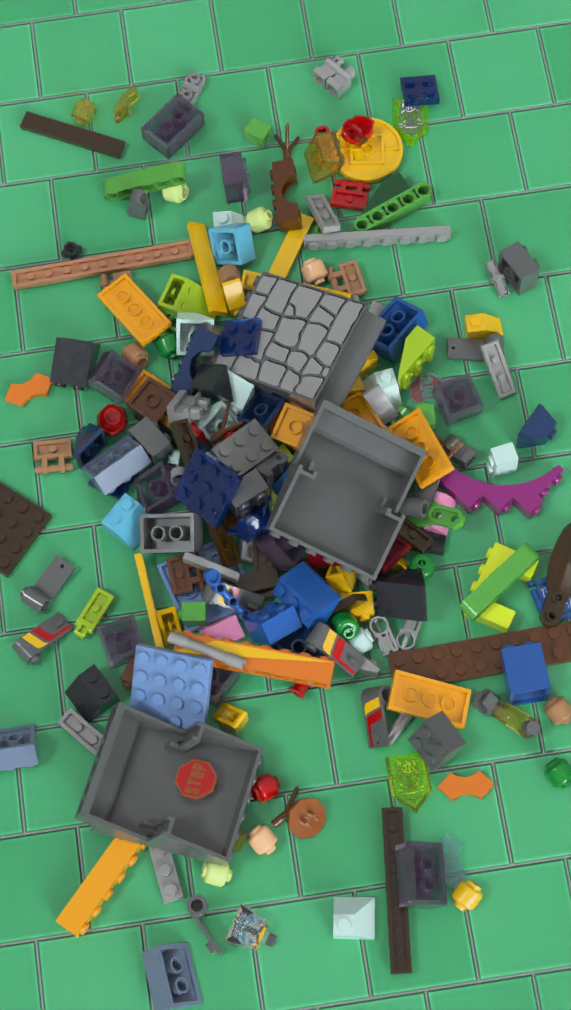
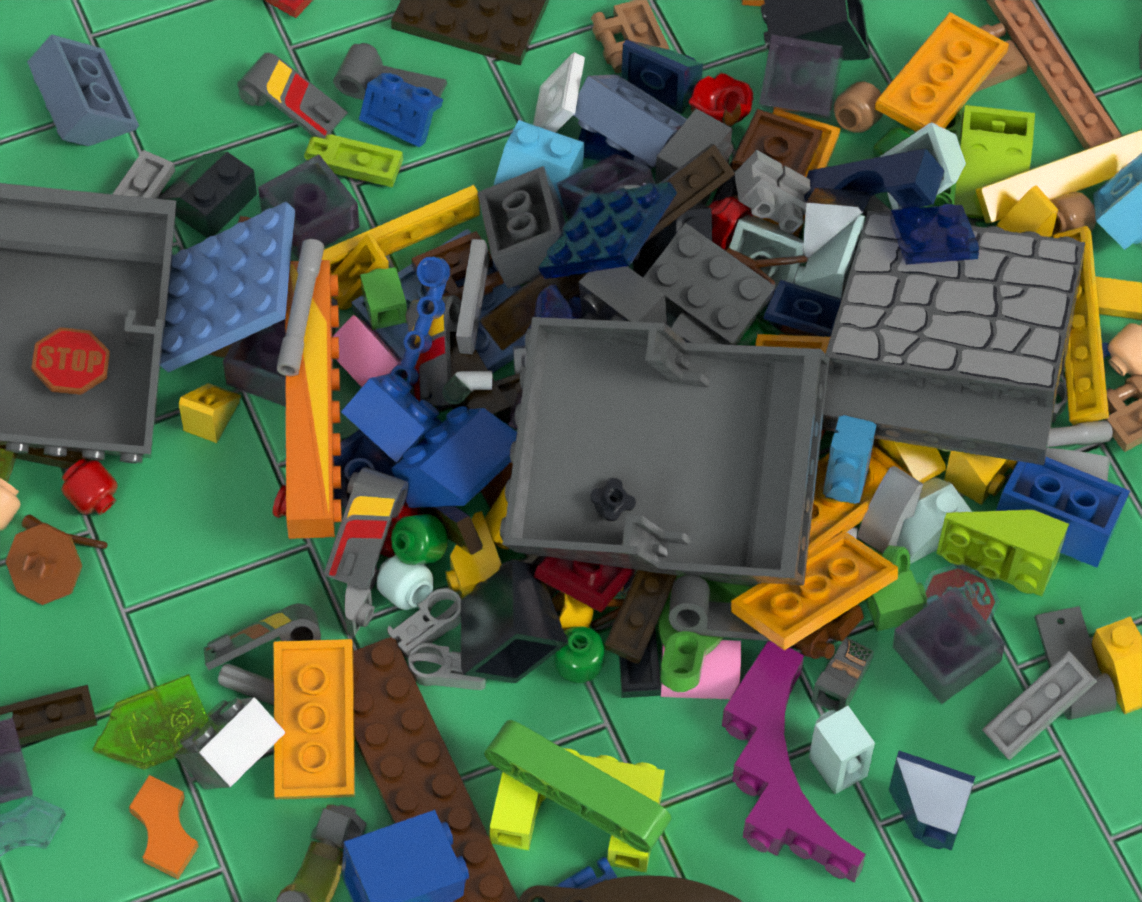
camera: 70 degrees right, 10 degrees down
(68, 582) = (399, 108): none -> blue bracket
(90, 499) = (559, 94): none -> white tile
(258, 584) = (464, 383): none -> arm
(358, 406) = (849, 459): none -> dark azure brick
(361, 528) = (605, 507): none -> black plate

